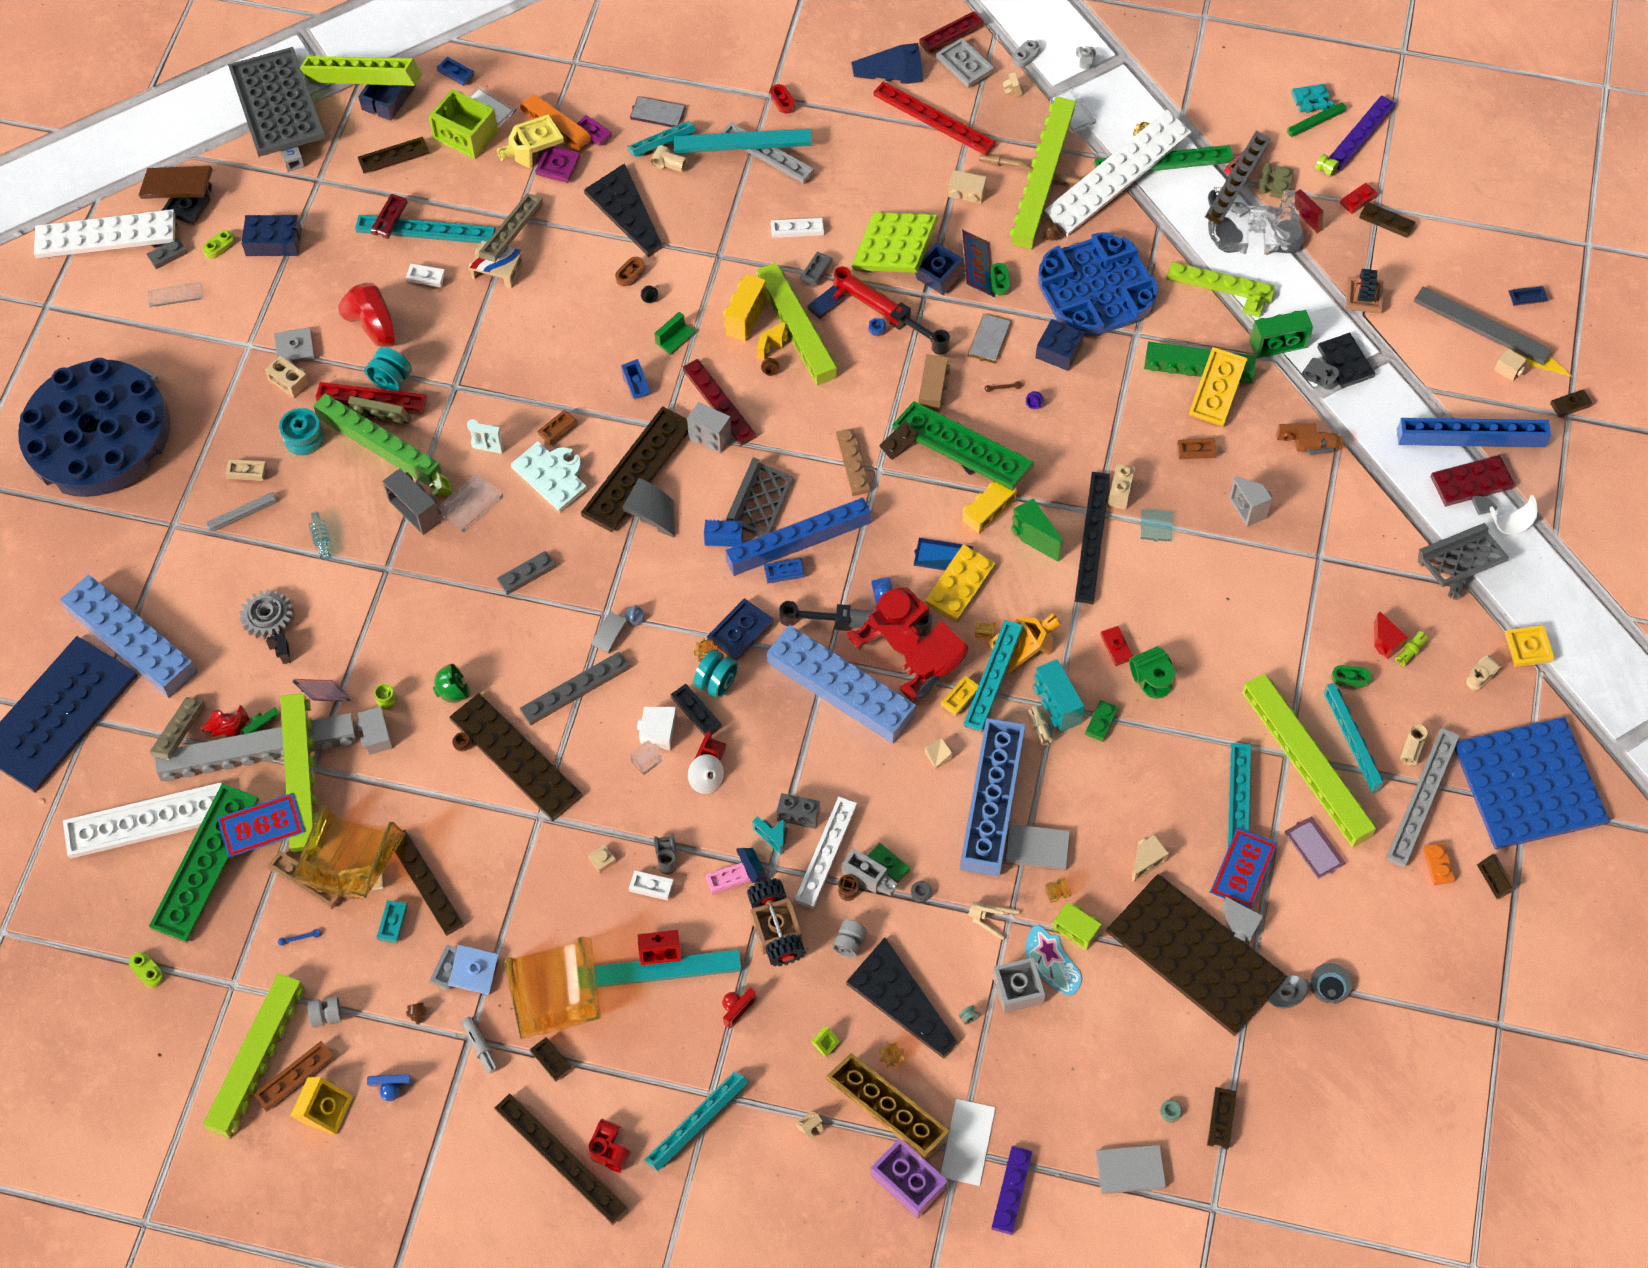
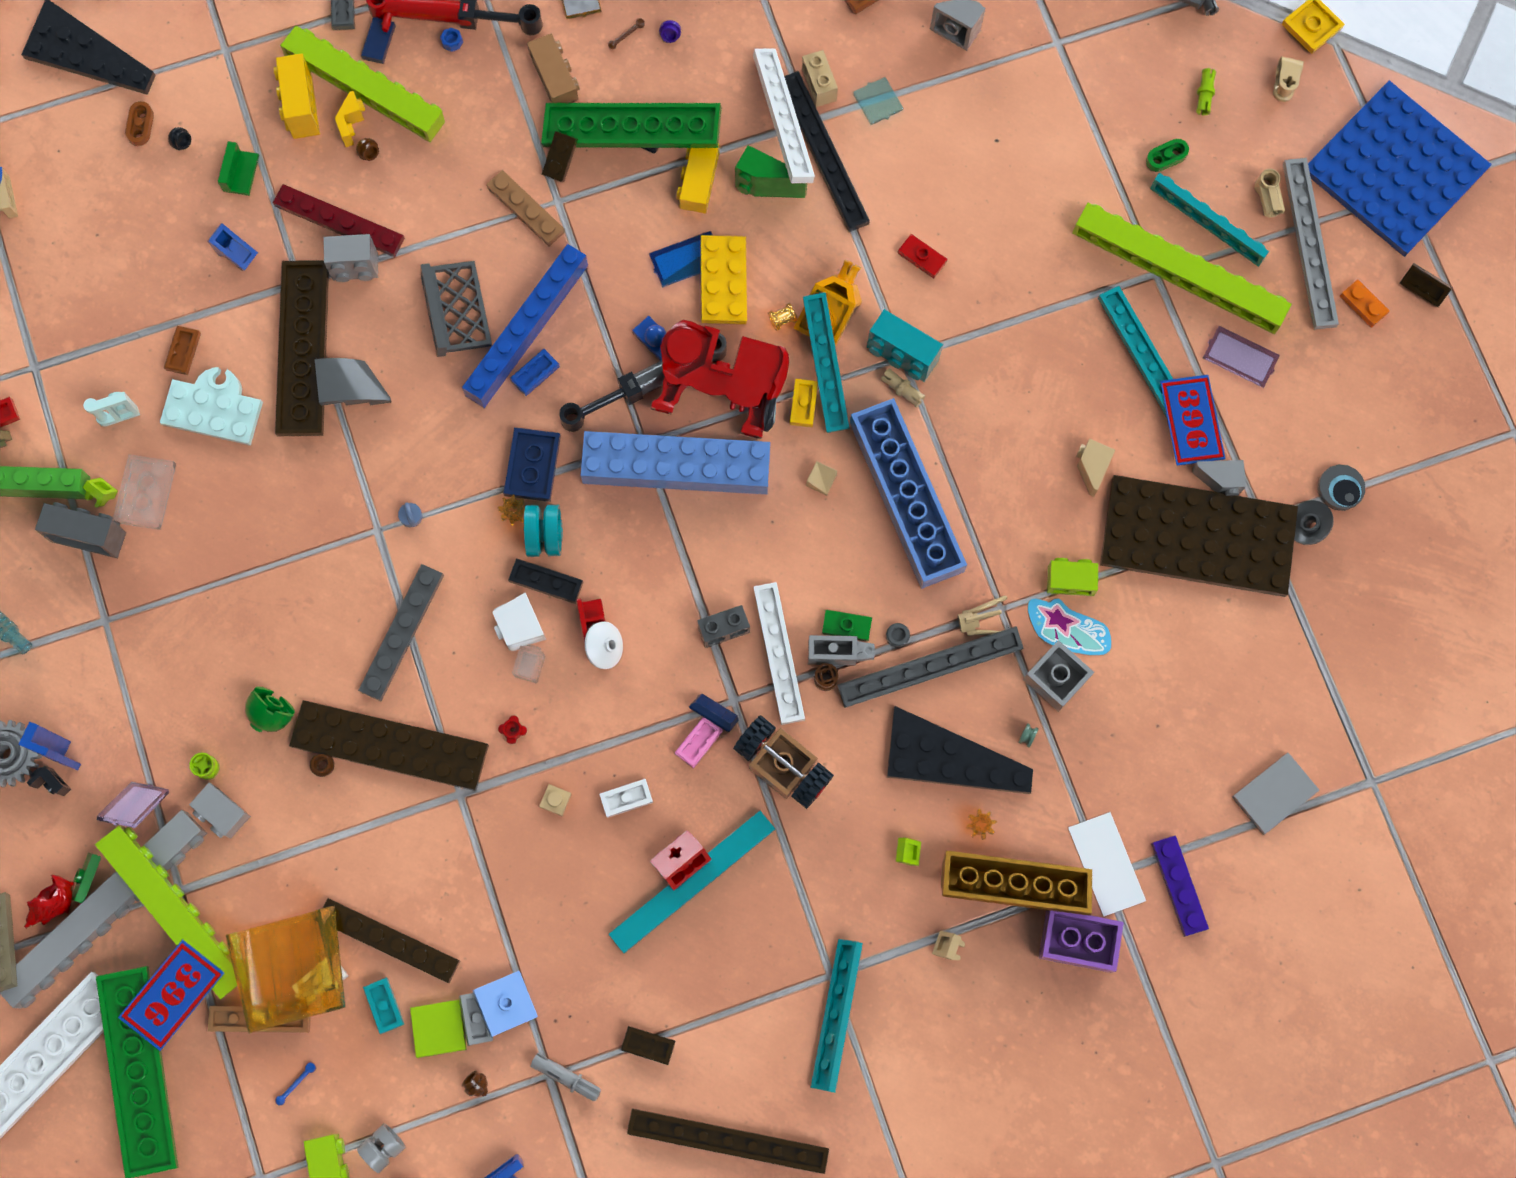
camera: 35 degrees left, 15 degrees up
(295, 618) = (47, 744): none -> blue fence
(417, 960) = (438, 1028): none -> lime tile
(526, 572) = (261, 535): dark grey plate -> none
(554, 988) = (602, 971): clear yellow windscreen -> none
(605, 789) = (505, 728): none -> red plate
(609, 631) = (396, 549): light grey slope -> none
(613, 1155) = (758, 1089): red piece -> none
(665, 850) = (616, 750): dark grey piece -> none
(723, 533) = (444, 368): blue brick -> none
(737, 1005) = (794, 870): red tile -> none
(773, 836) = (718, 669): teal slope -> none
(850, 936) = (863, 730): light grey wheel -> none
(930, 926) = (930, 666): none -> dark grey tile
(1037, 847) = (982, 517): light grey tile -> none
(1057, 890) = (1030, 552): clear yellow wheel -> none
(1074, 494) = (783, 116): none -> white plate
(1101, 720) = (958, 345): green plate -> none
(1153, 670) = (978, 263): green piece -> none
(1170, 1111) = (1275, 710): sand green tile -> none
(1221, 1117) = (1327, 688): dark brown plate -> none
(1387, 637) = (1175, 92): red slope -> none

